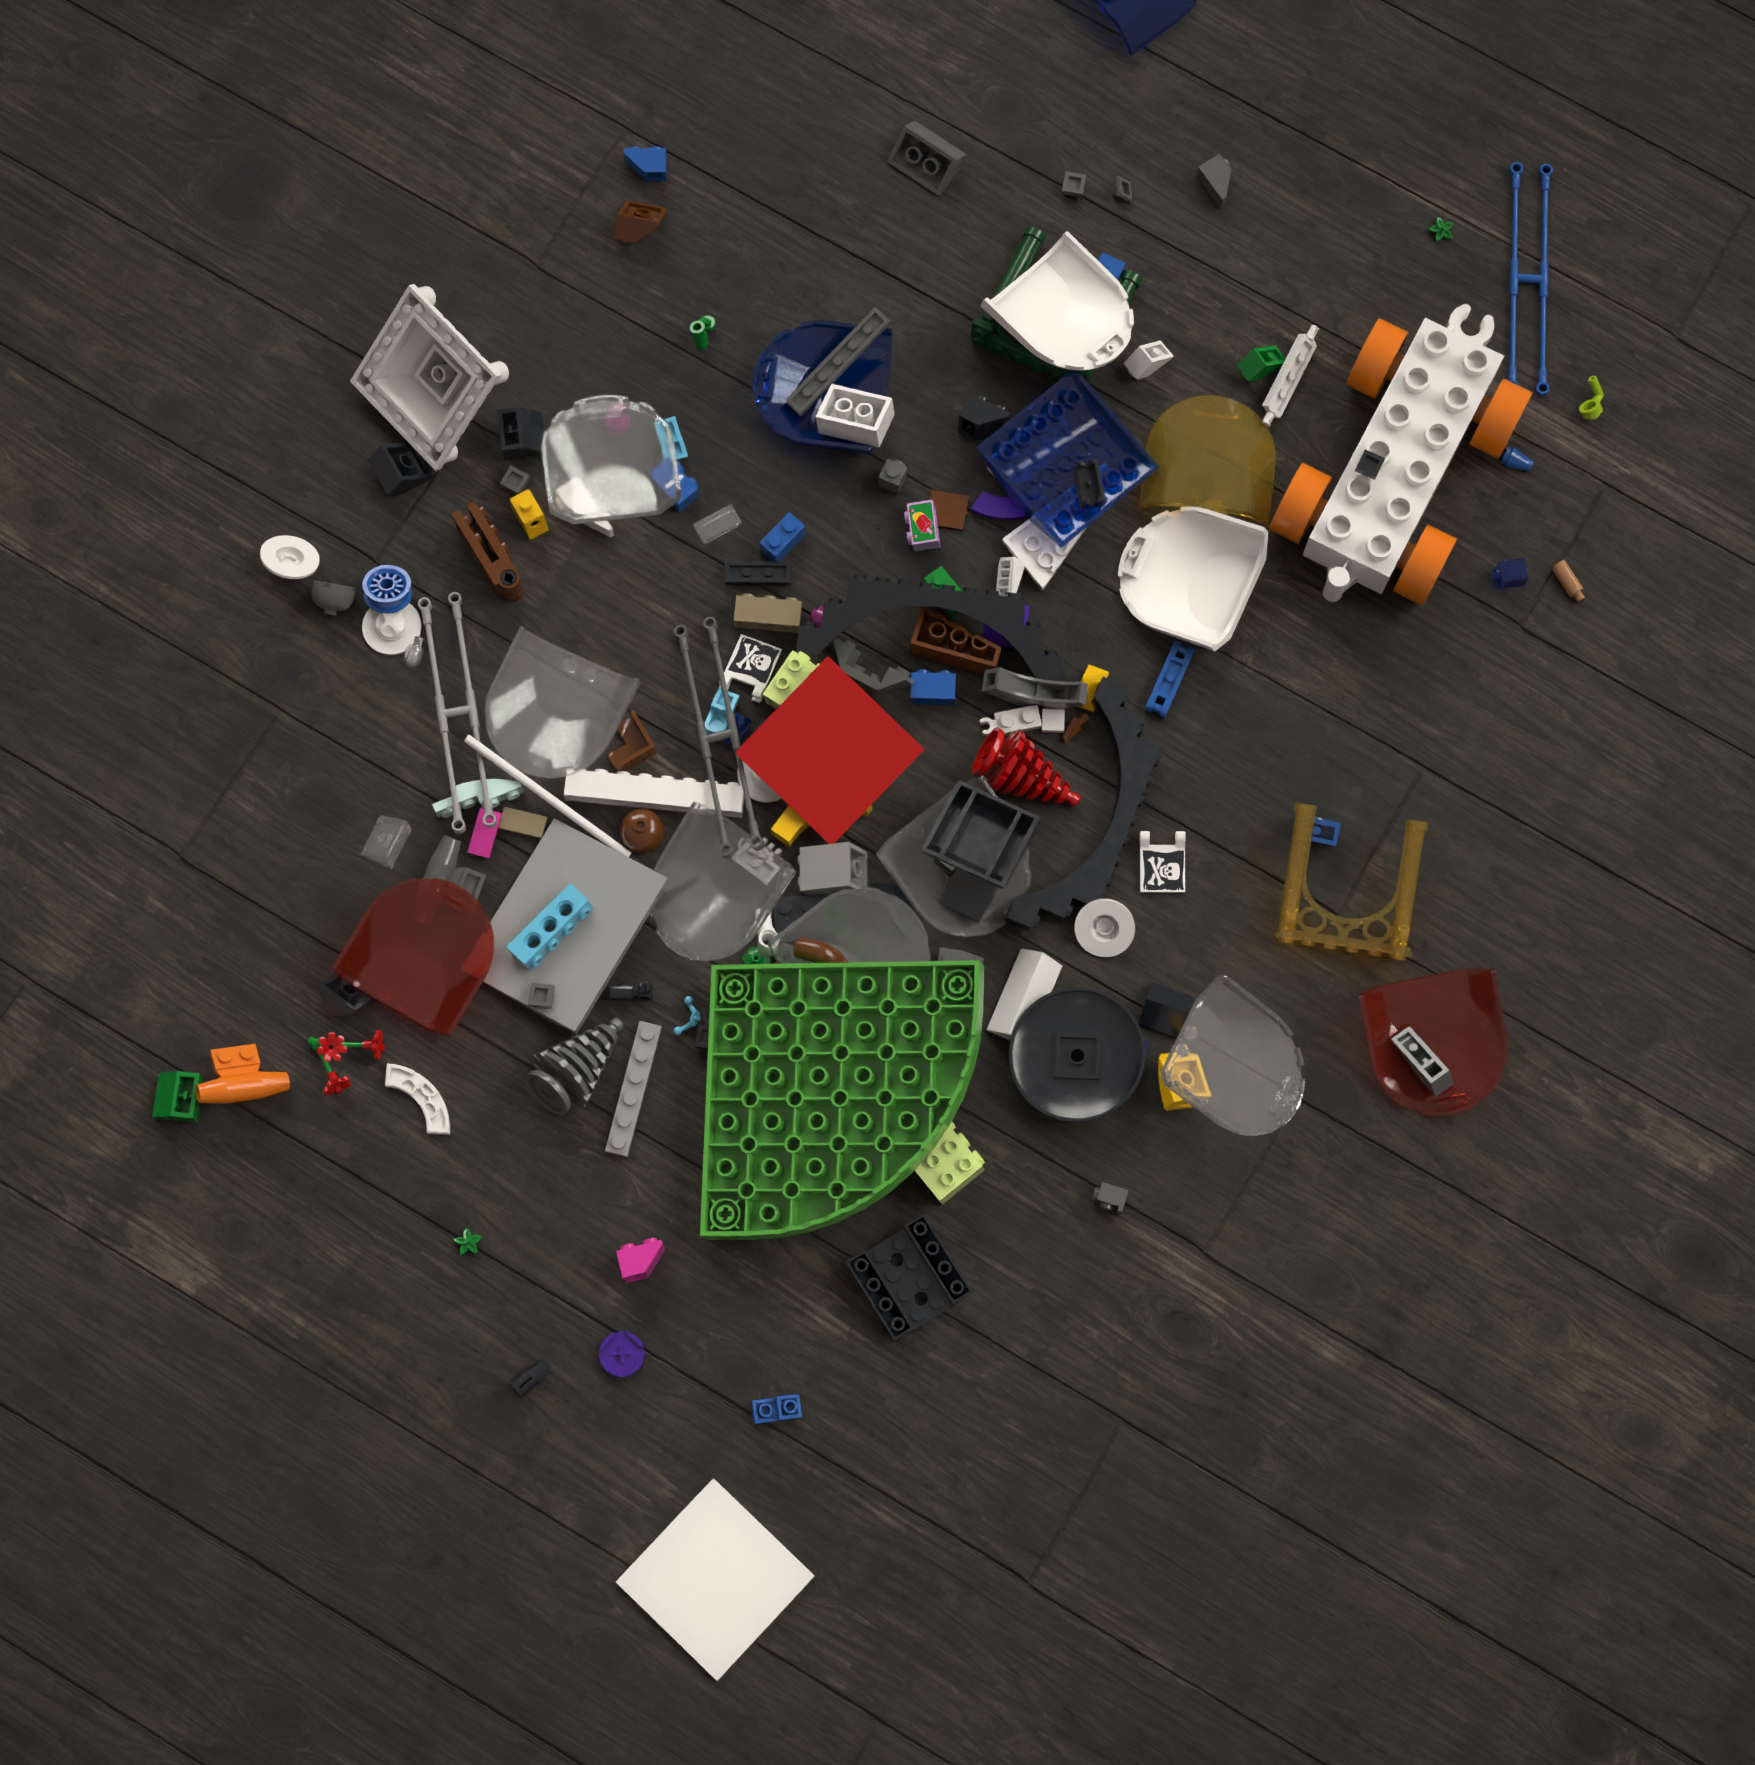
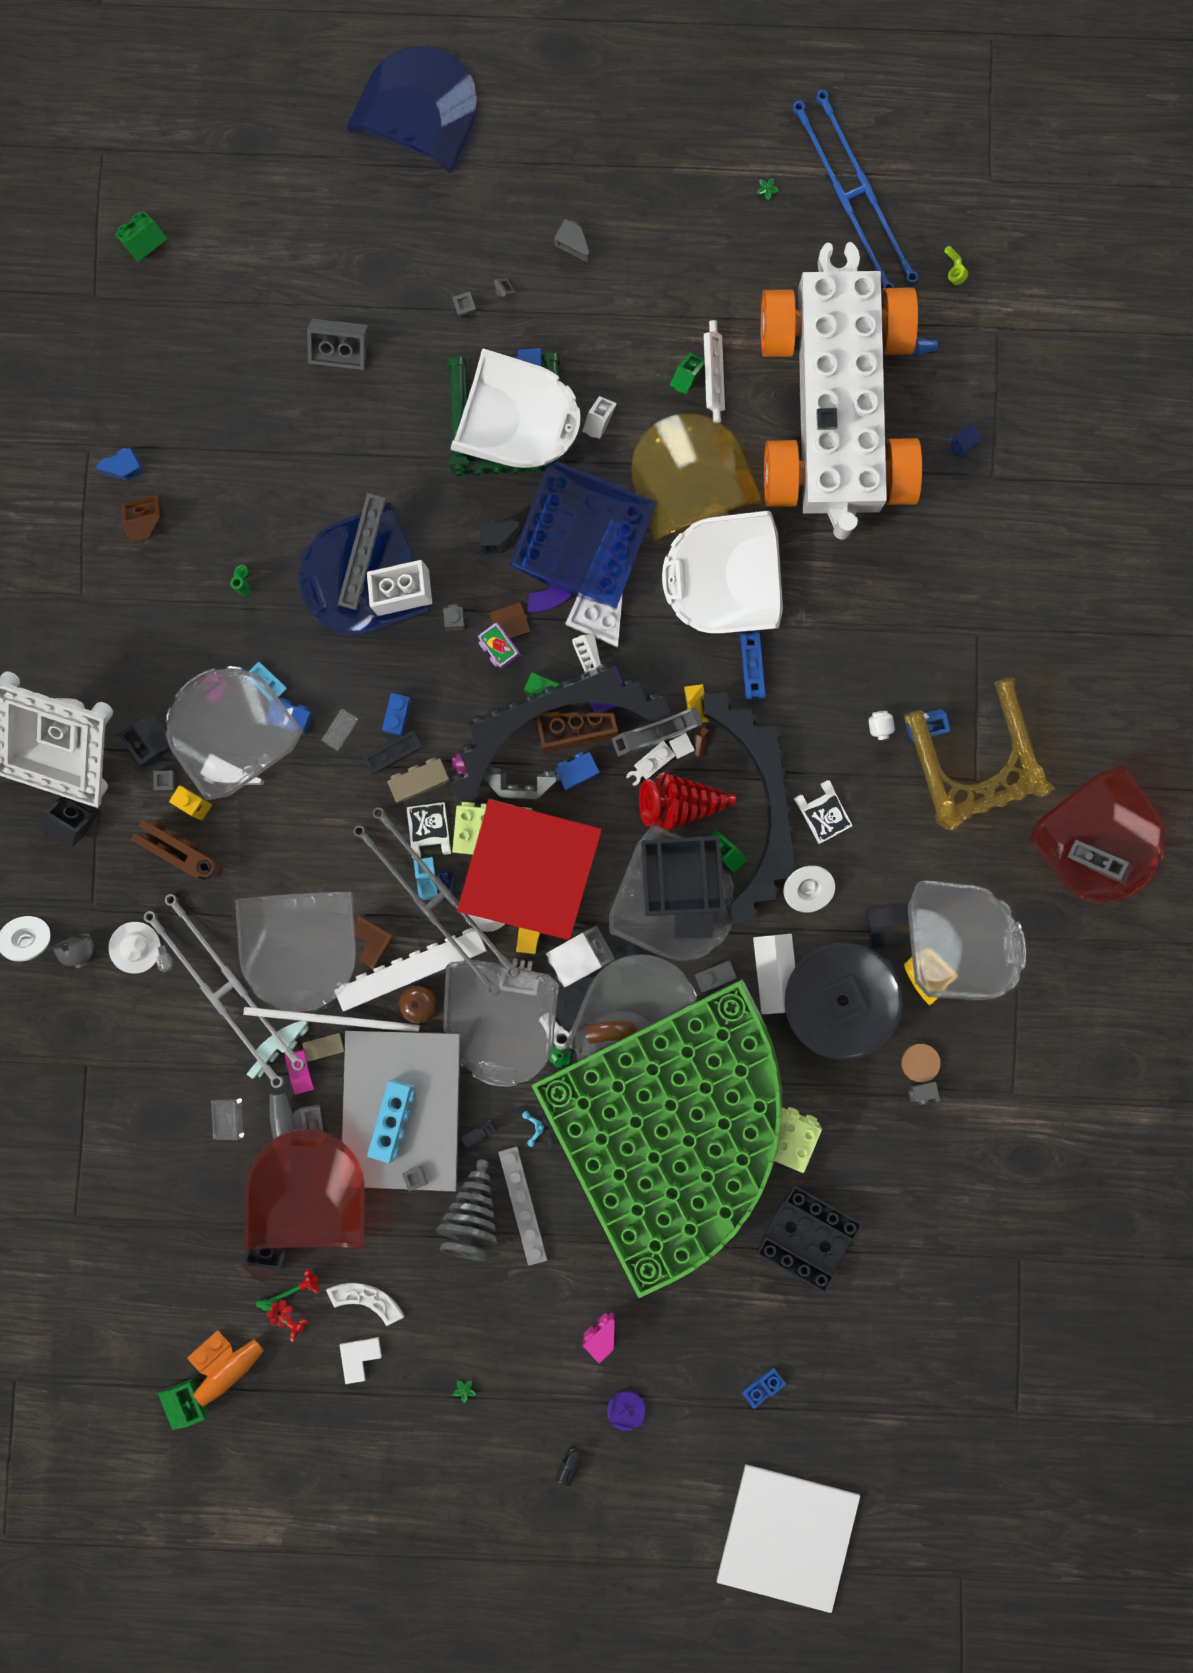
camera: 25 degrees left, 10 degrees up
(379, 1144) = (353, 1356): none -> white tile
(387, 589) = (121, 930): blue wheel -> none
(1041, 850) = (730, 854): none -> green slope
(1088, 484) = (611, 547): black hinge -> none
(1124, 1166) = (920, 1062): none -> medium nougat tile
(1270, 806) = (881, 724): none -> white head
(1568, 580) = (1012, 422): medium nougat cylinder -> none

